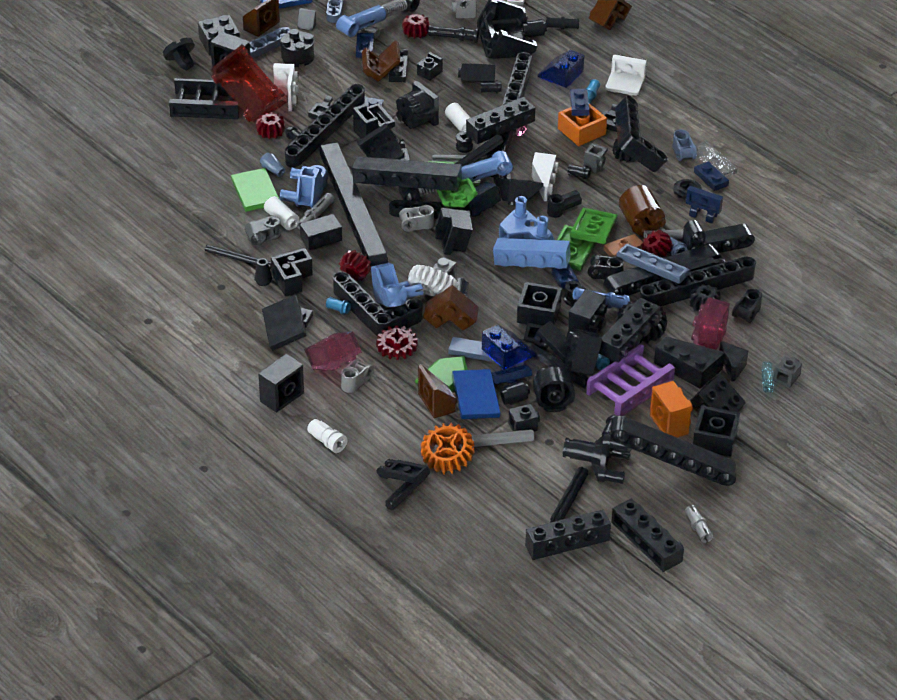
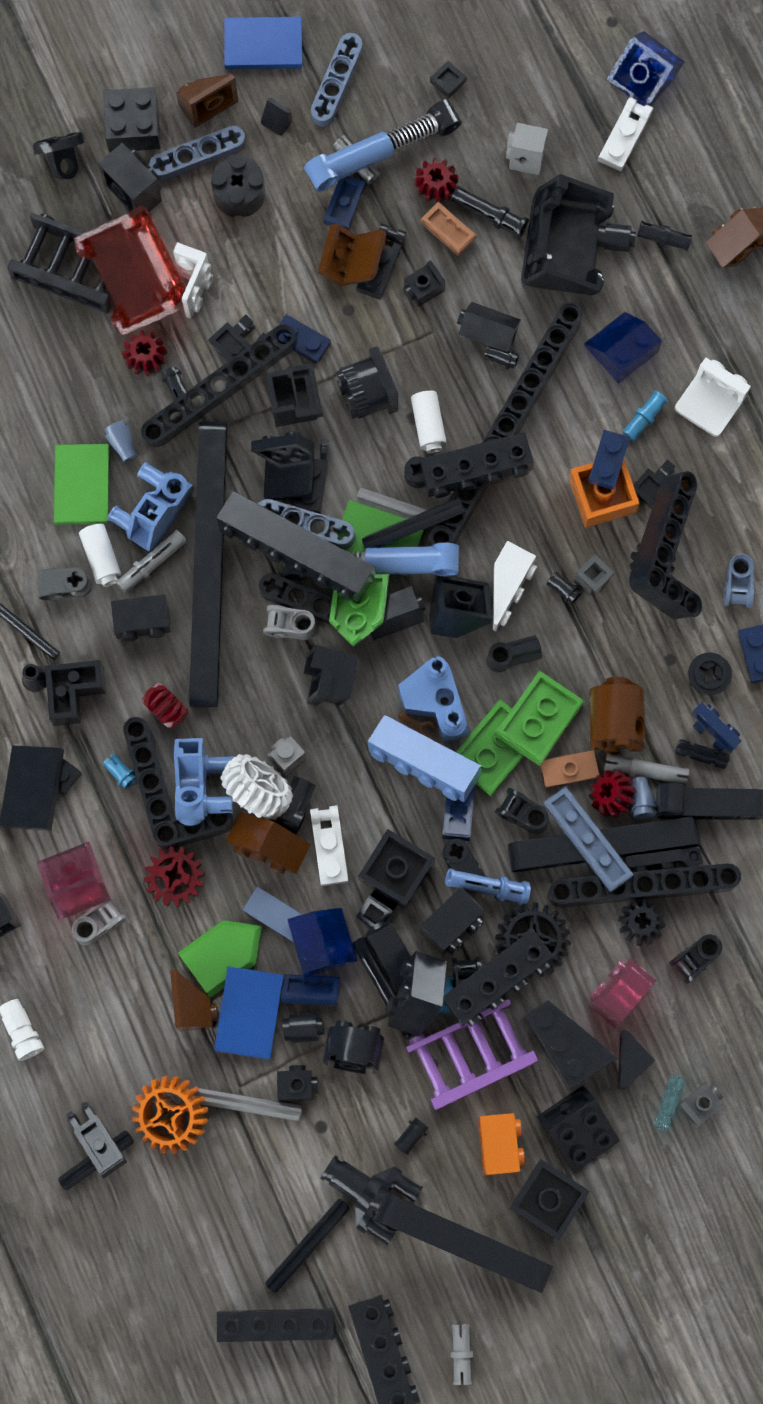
camera: 20 degrees right, 35 degrees up
(432, 44) = (448, 229): none -> nougat plate
(490, 310) = (329, 847): none -> white plate
(705, 222) = (702, 754): none -> black axle

